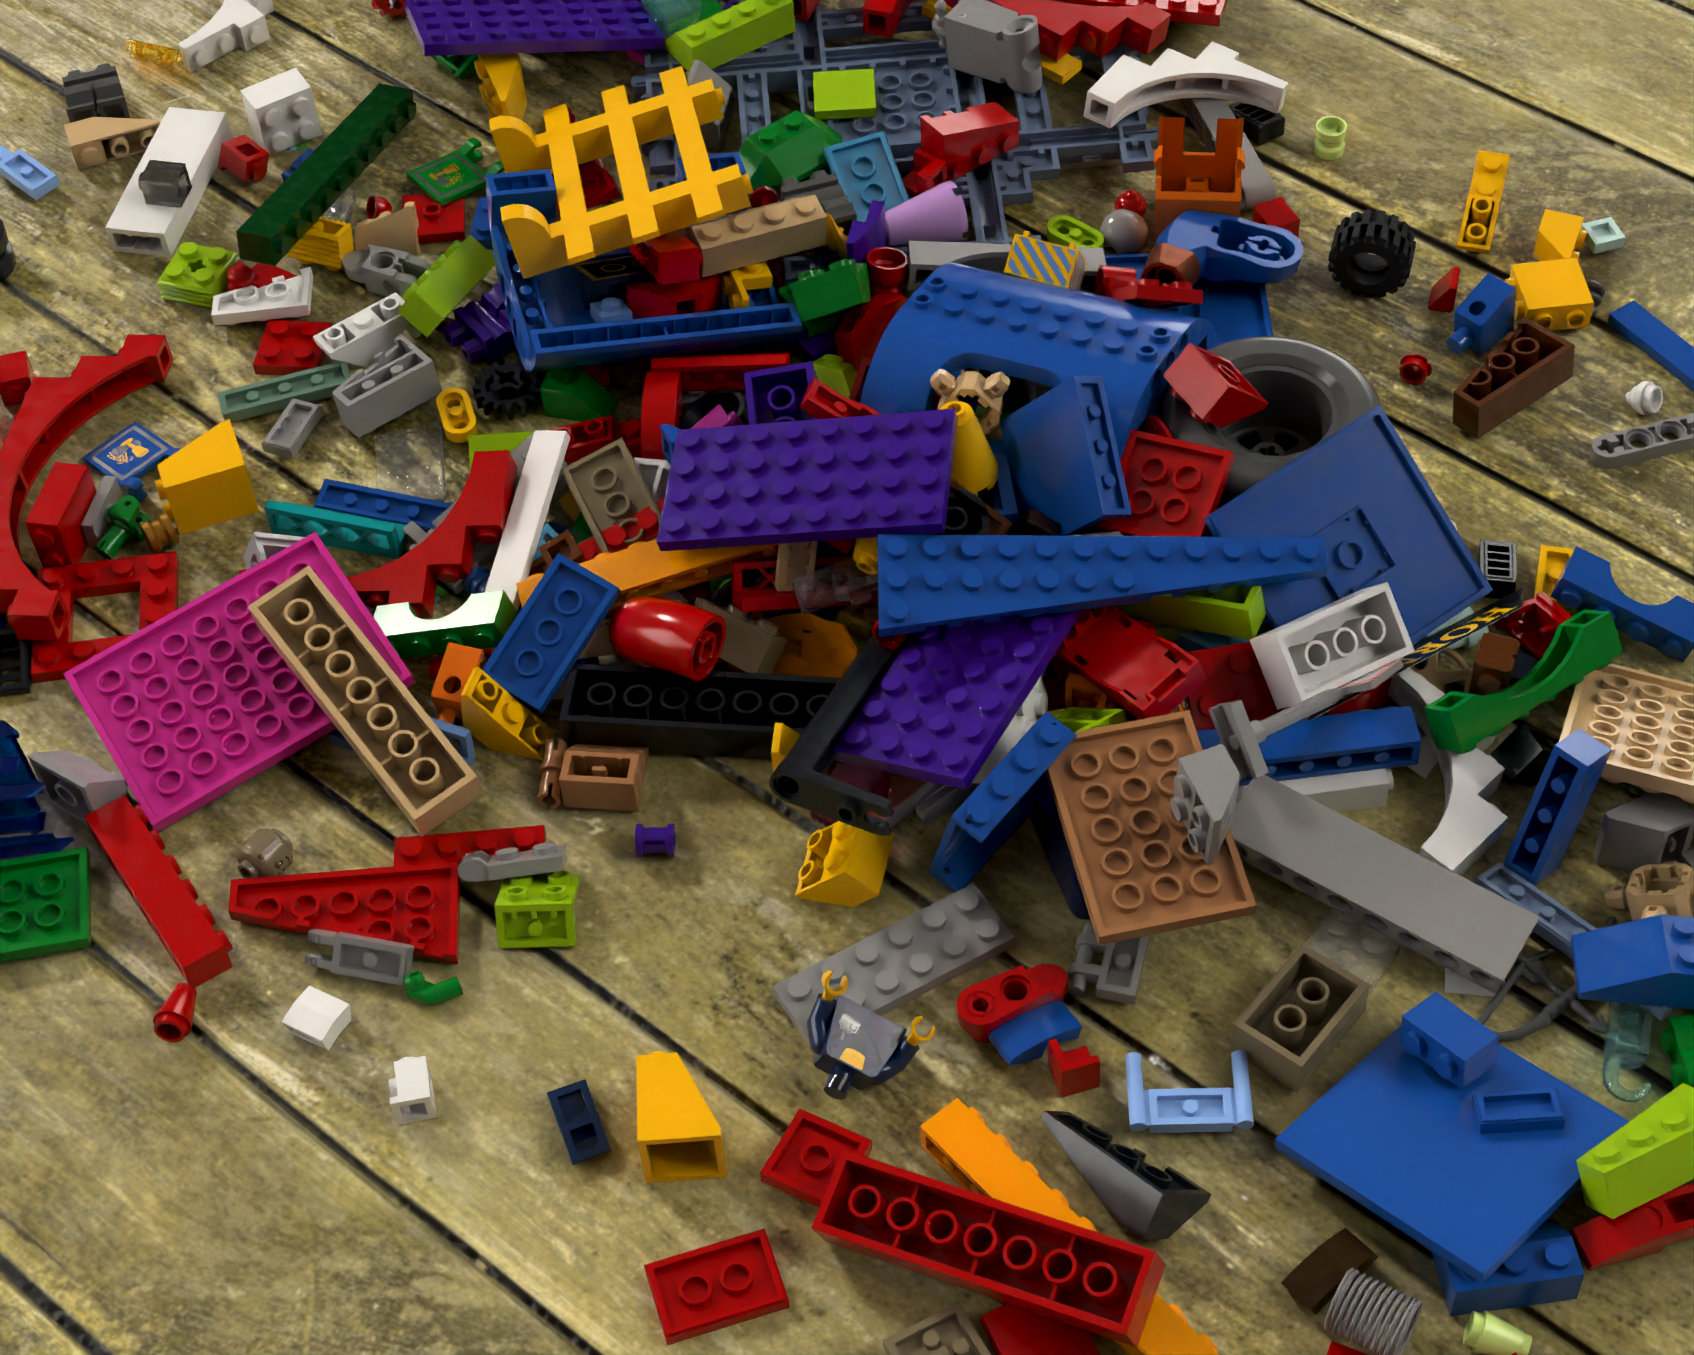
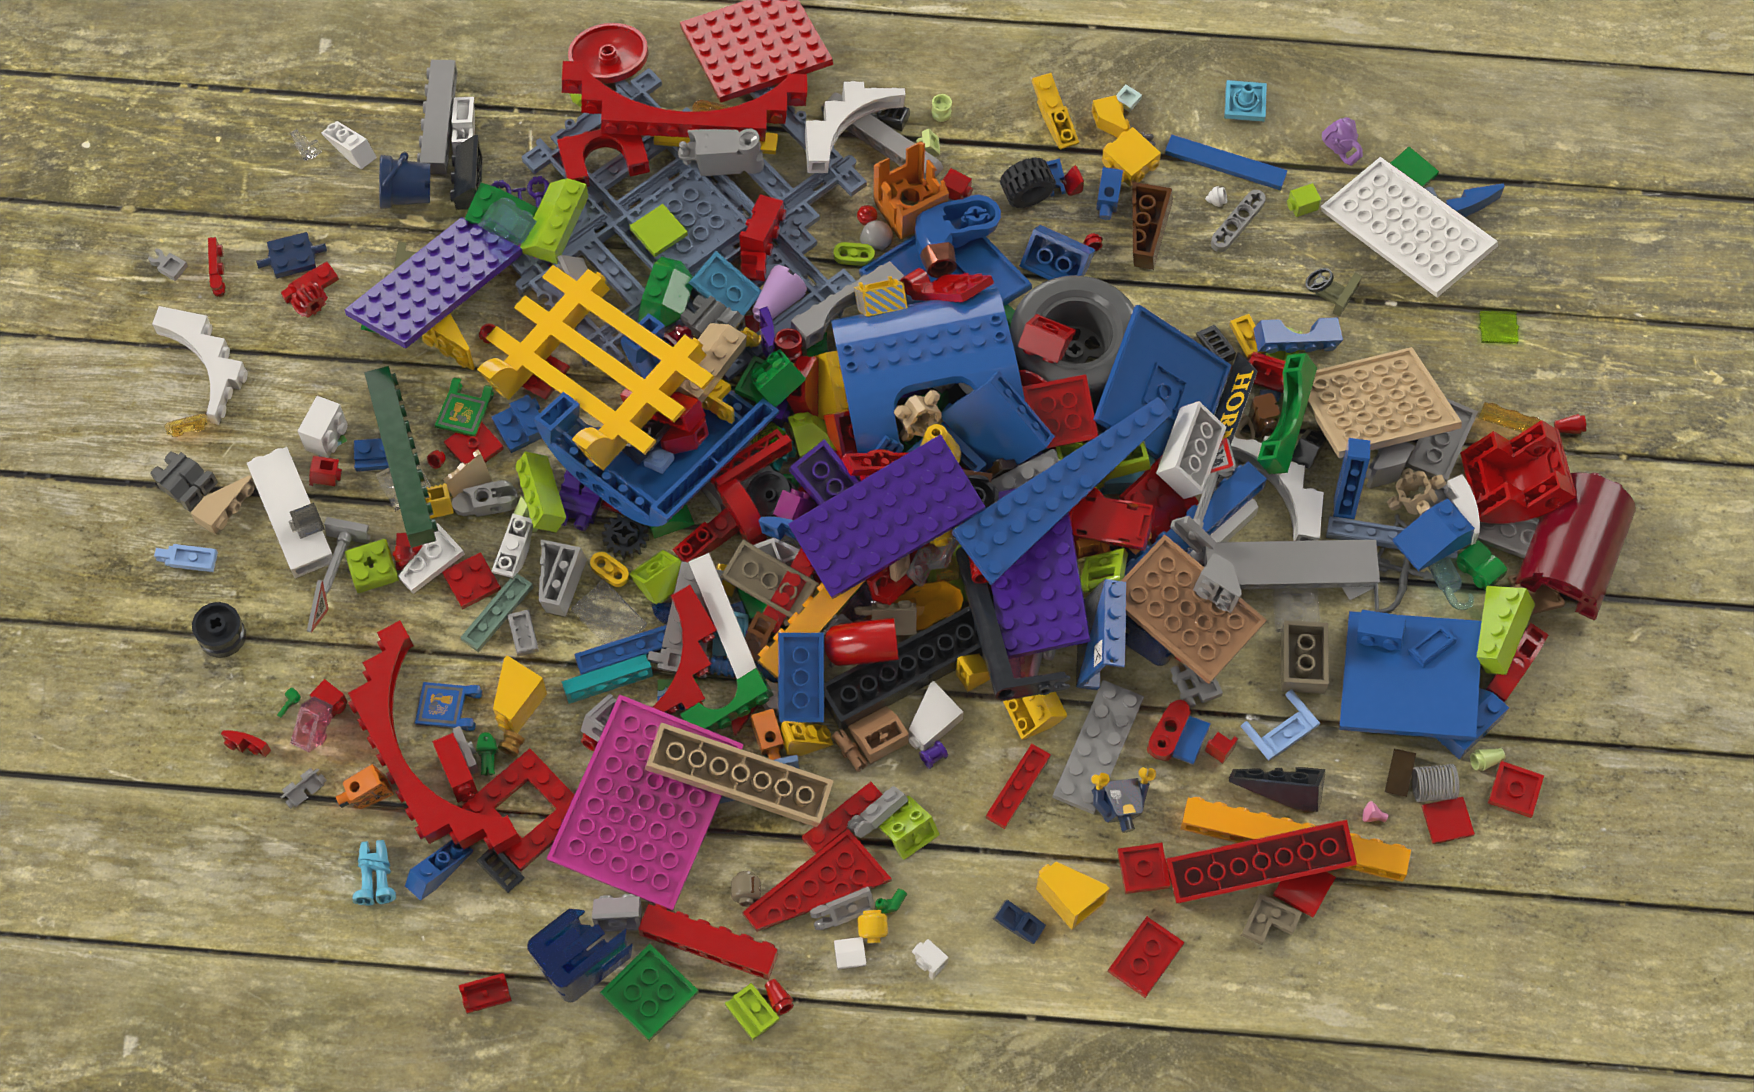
camera: 40 degrees left, 15 degrees up
(94, 270) = (345, 532): none -> light grey piece
(127, 1009) = (752, 1011): none -> lime plate
(376, 1000) = (872, 926): none -> yellow head
(693, 795) = (934, 718): none -> white slope
(733, 946) = (1018, 786): none -> red plate
(1236, 1301) = (1373, 813): none -> bright pink rock
(1282, 166) = (931, 142): none -> yellowish green tile
(1351, 339) = (1055, 254): none -> blue slope
(1424, 271) = (1057, 172): none -> blue plate

